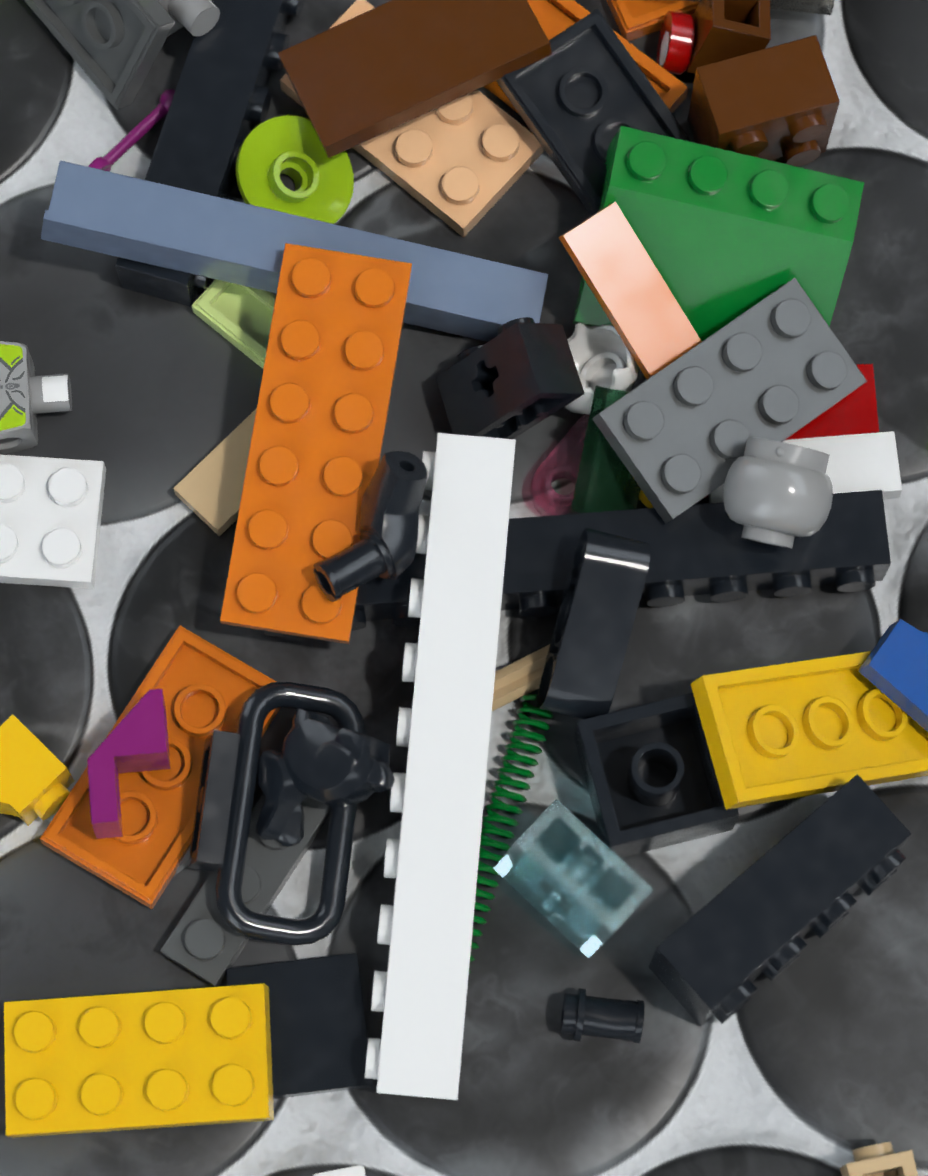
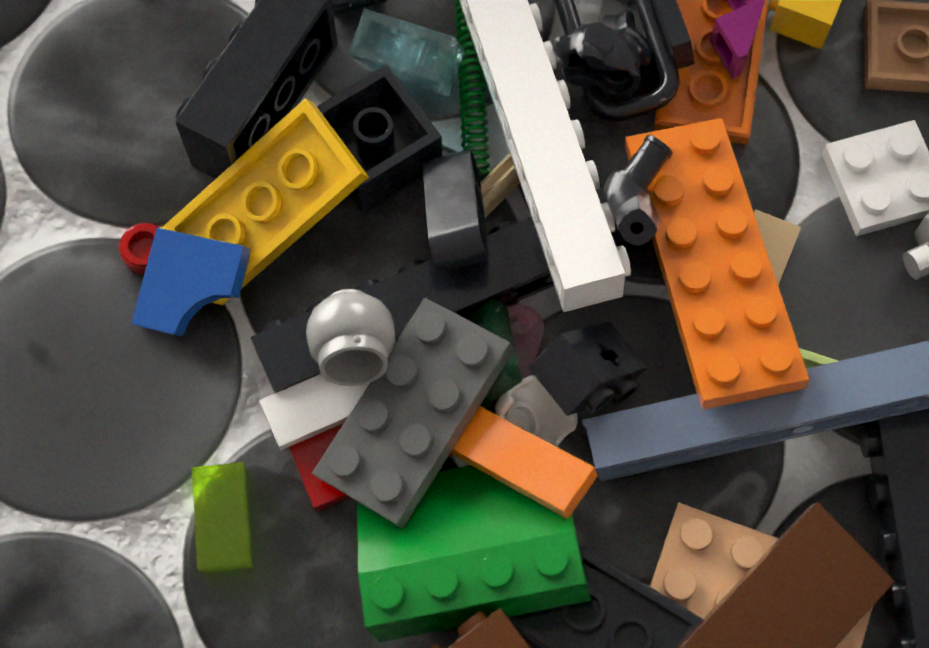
camera: 160 degrees right, 5 degrees down
(293, 148) = (830, 463): lime dish -> none

